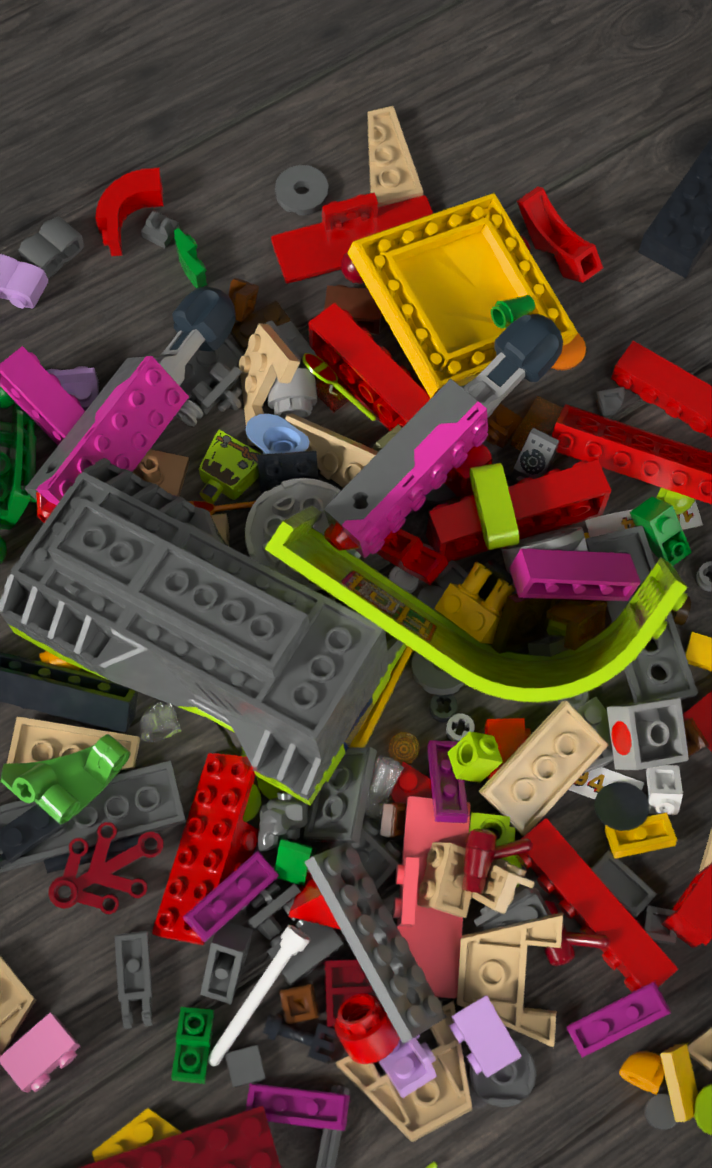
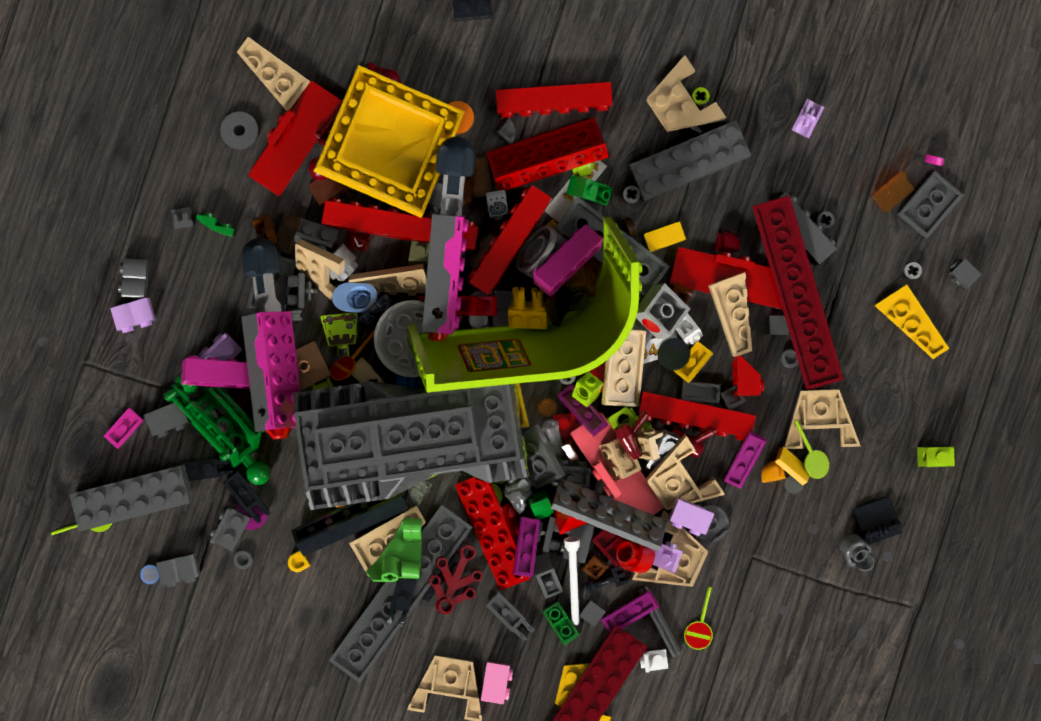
camera: 40 degrees left, 20 degrees up
(124, 196) = (147, 213): red arch -> none
(326, 374) = (347, 239): lime piece -> none
(494, 506) = (501, 256): lime beam -> none
(511, 309) = (424, 134): green cone -> none
(549, 233) = (408, 55): red arch -> none

